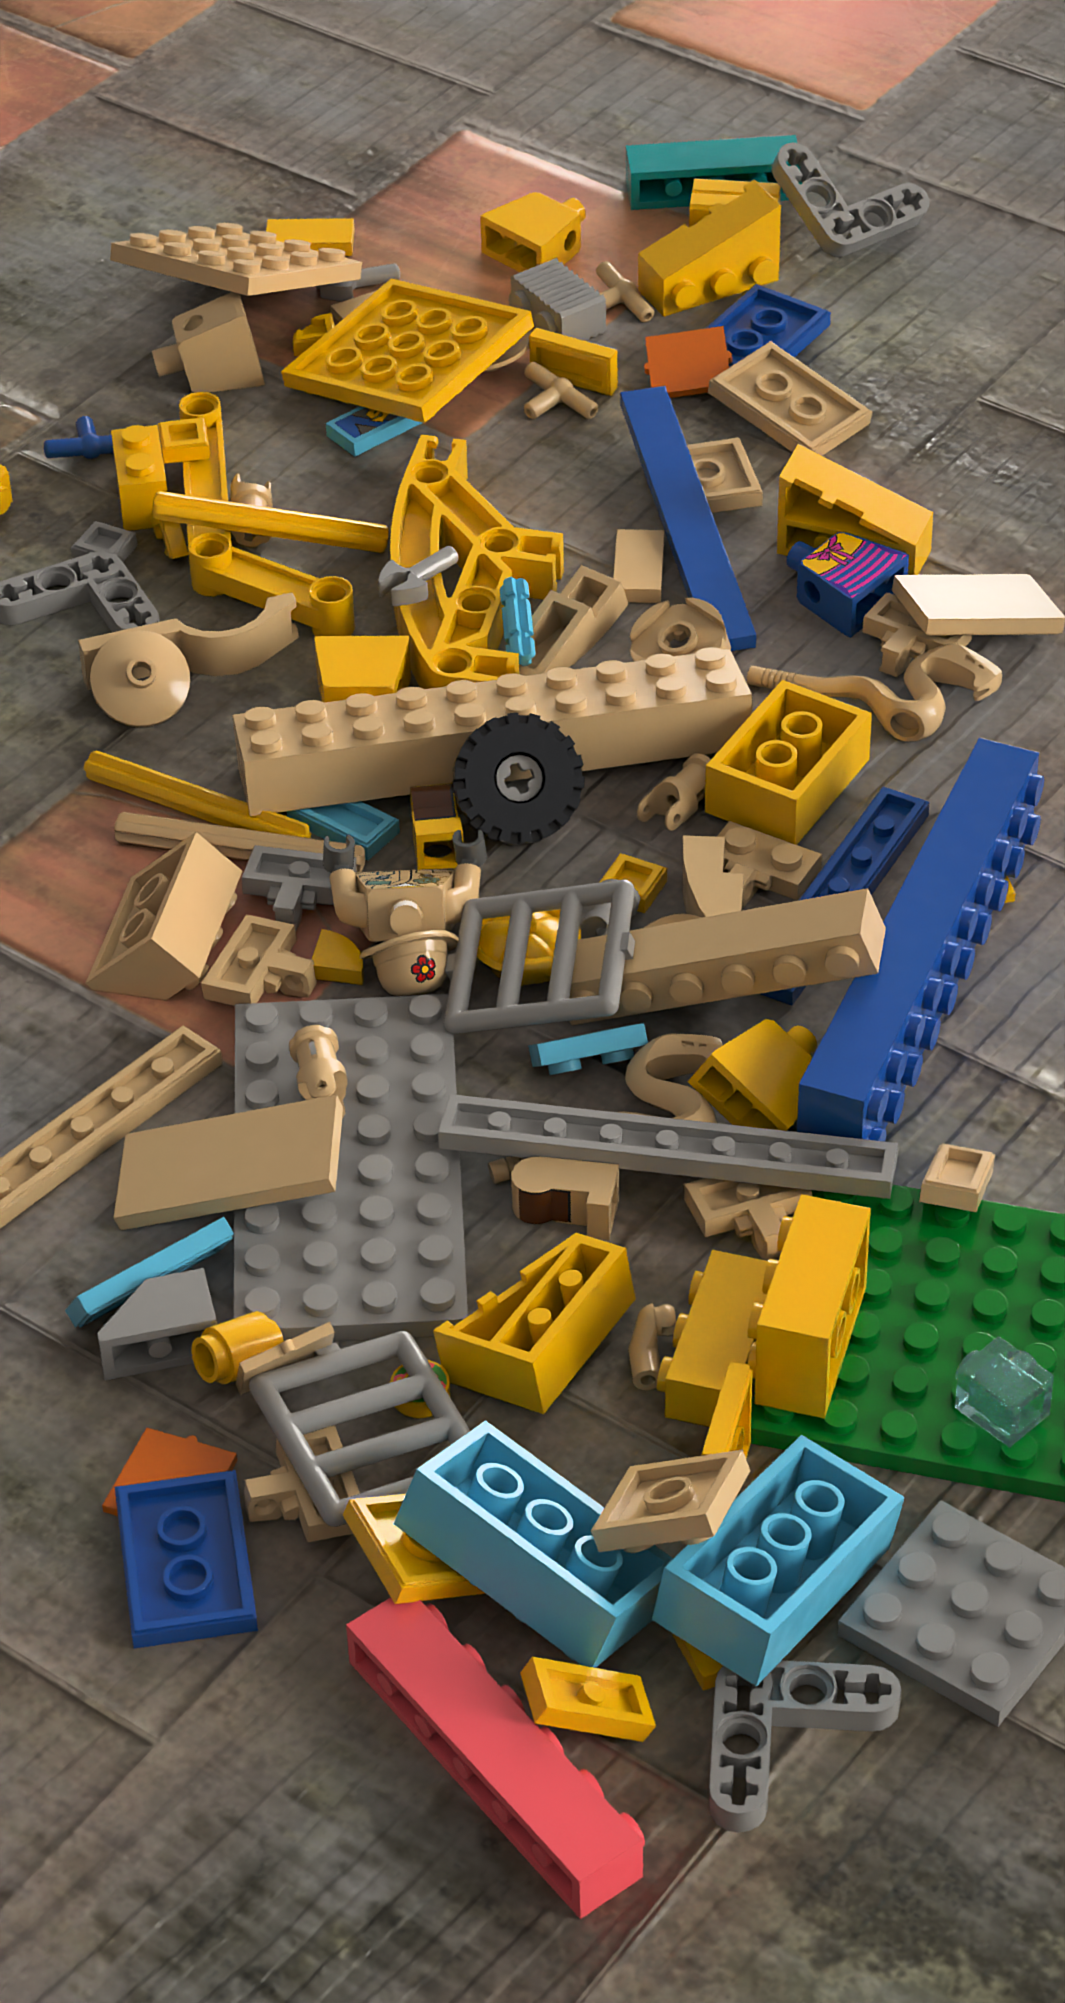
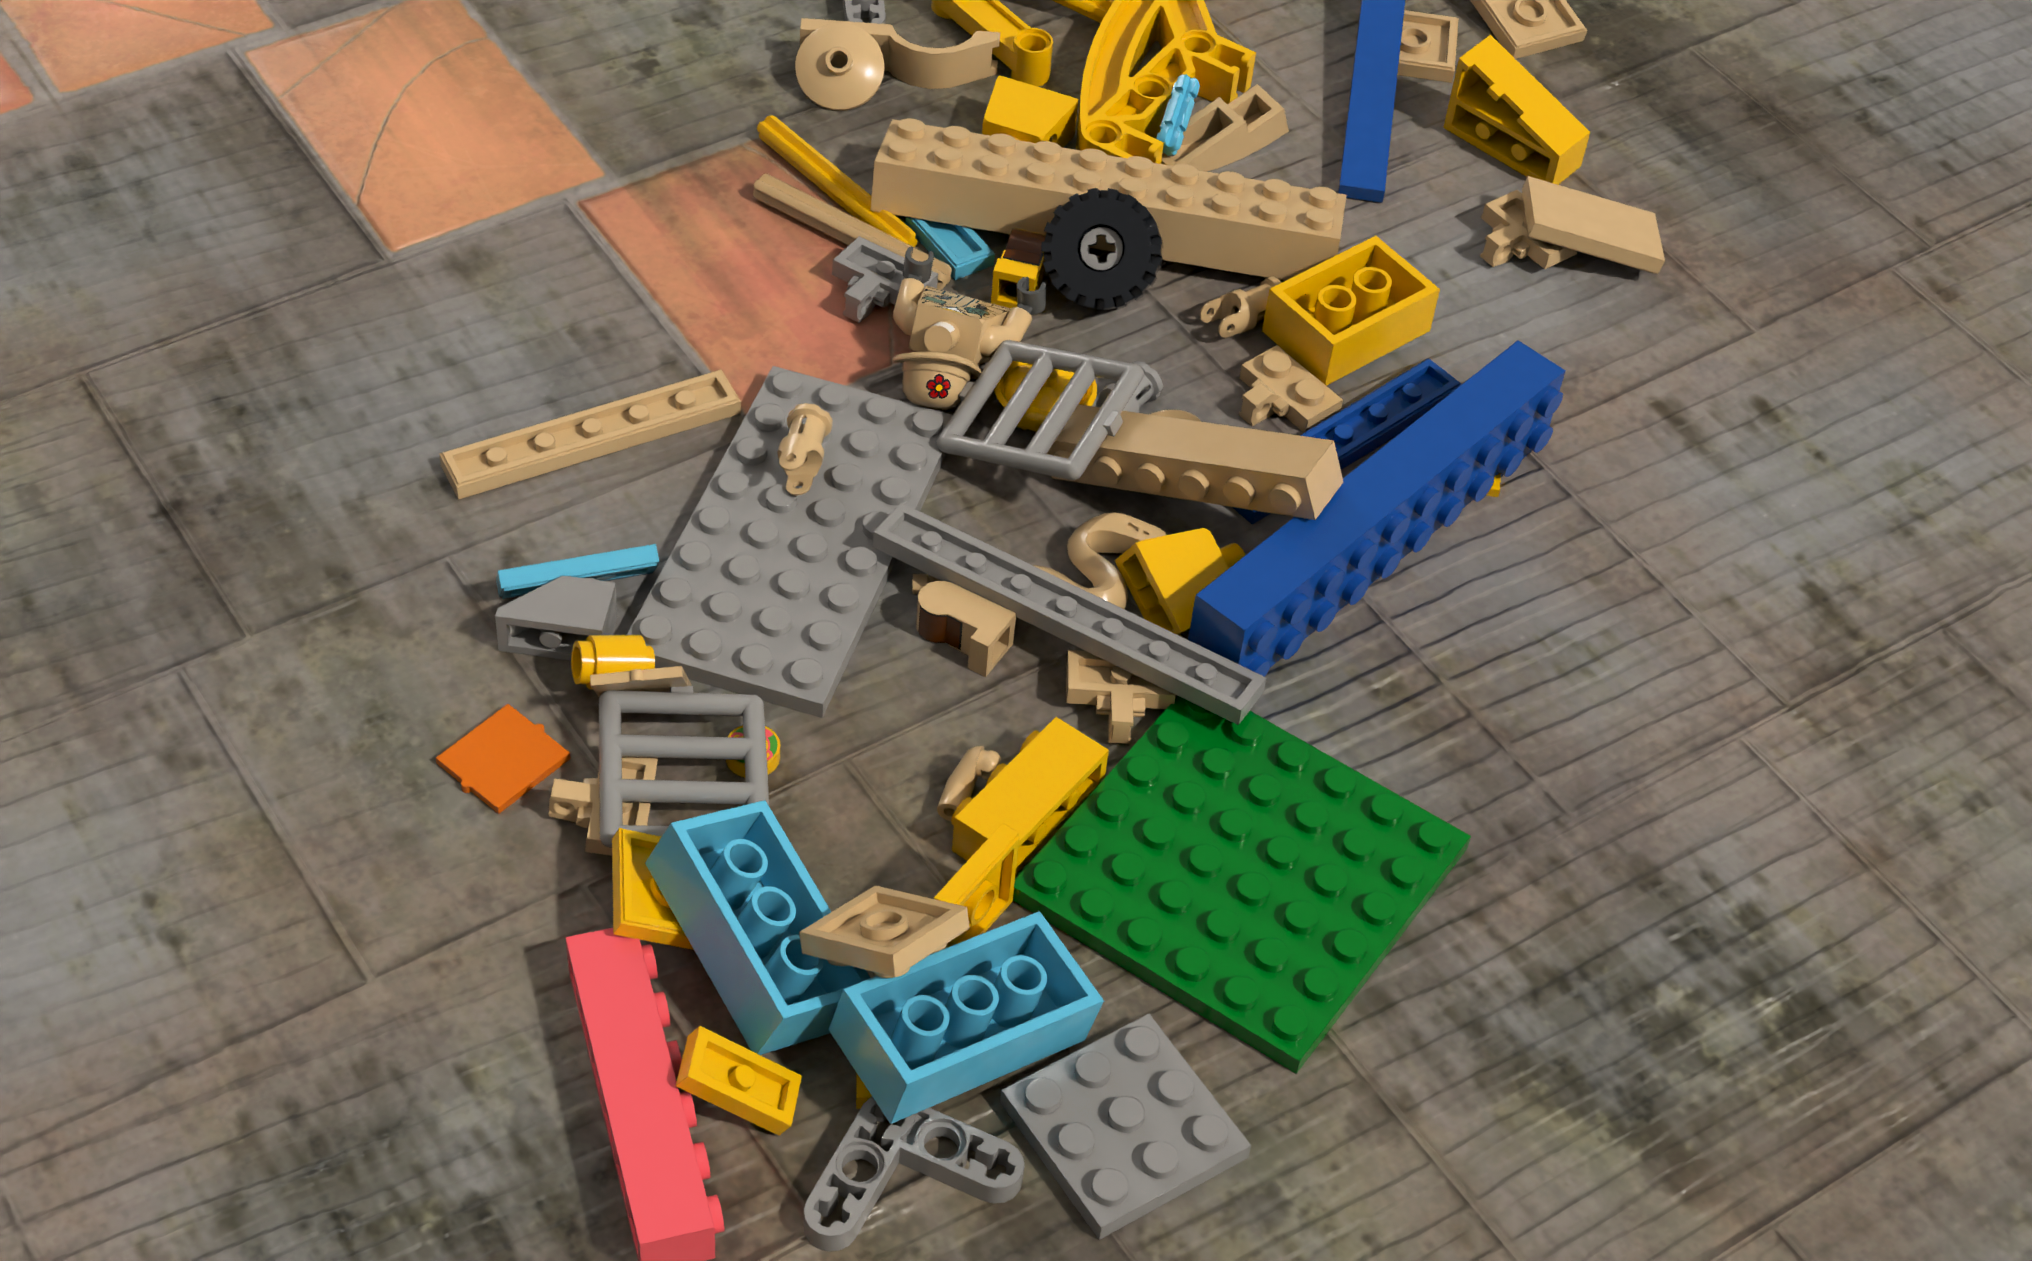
camera: 15 degrees right, 5 degrees up
(167, 923) = (754, 279): tan slope -> none
(185, 1559) = (477, 830): blue tile -> none
(229, 1162) = (690, 499): tan tile -> none
(257, 962) = (810, 336): tan hinge -> none
(337, 959) = (876, 355): yellow tile -> none
(409, 584) = (1098, 55): light grey bar -> none
(541, 1328) = (877, 734): yellow wedge -> none
(565, 1053) = (1027, 501): medium azure plate -> none
(640, 564) = (1316, 101): tan tile -> none
(645, 876) = (1174, 369): yellow tile -> none
(664, 623) = (1331, 163): tan plate -> none
(705, 884) = (1227, 389): tan slope -> none
(809, 1305) = (1106, 797): yellow brick -> none
(845, 578) = (1487, 165): blue torso -> none
(902, 718) = (1478, 305): tan animal -> none
(957, 1177) = (1312, 727): tan tile -> none
(1003, 1390) = (1247, 935): clear light blue brick -> none

